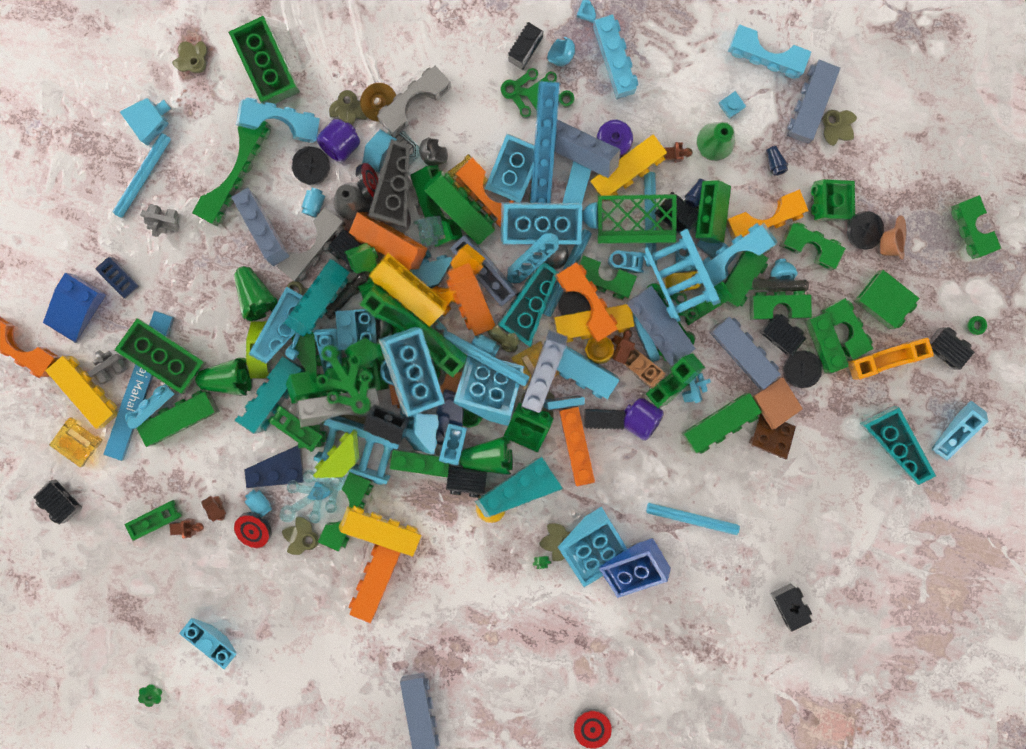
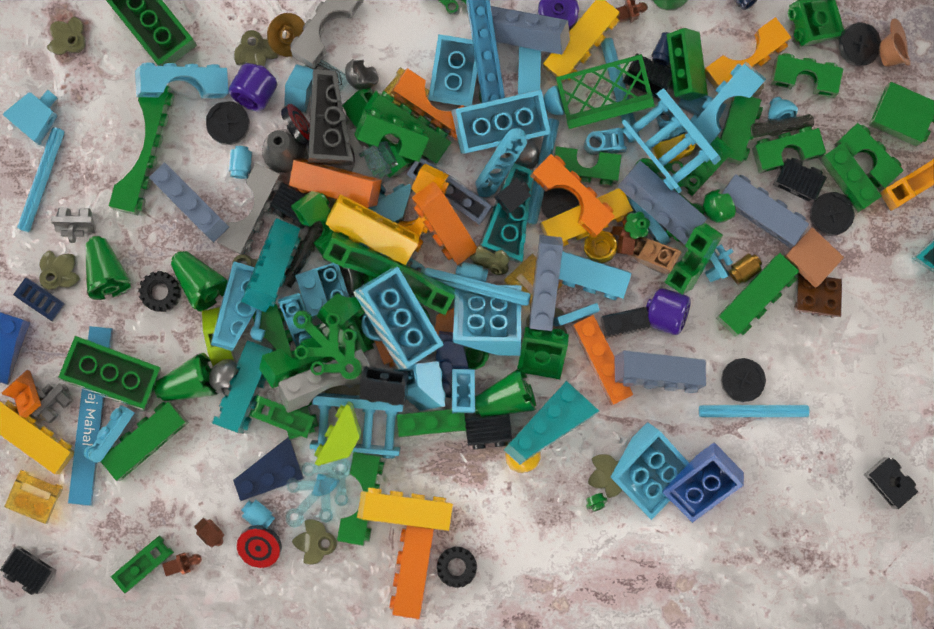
camera: 10 degrees left, 5 degrees down
(86, 355) = (24, 393): none -> orange slope
(140, 254) = (60, 268): none -> olive plate
(176, 266) = (103, 270): none -> green cone
(208, 299) = (146, 291): none -> black tyre
(254, 380) = (222, 375): none -> flat silver hair
(406, 596) = (456, 581): none -> black tyre
(431, 201) = (375, 126): none -> green arch
(535, 290) = (513, 195): none -> black brick
(622, 468) = (660, 371): none -> sand blue brick
(634, 340) = (636, 225): none -> green plant
(690, 490) = (743, 380): none -> black tile
(708, 341) = (719, 206): none -> green hair
(717, 398) = (745, 268): none -> pearl gold brick

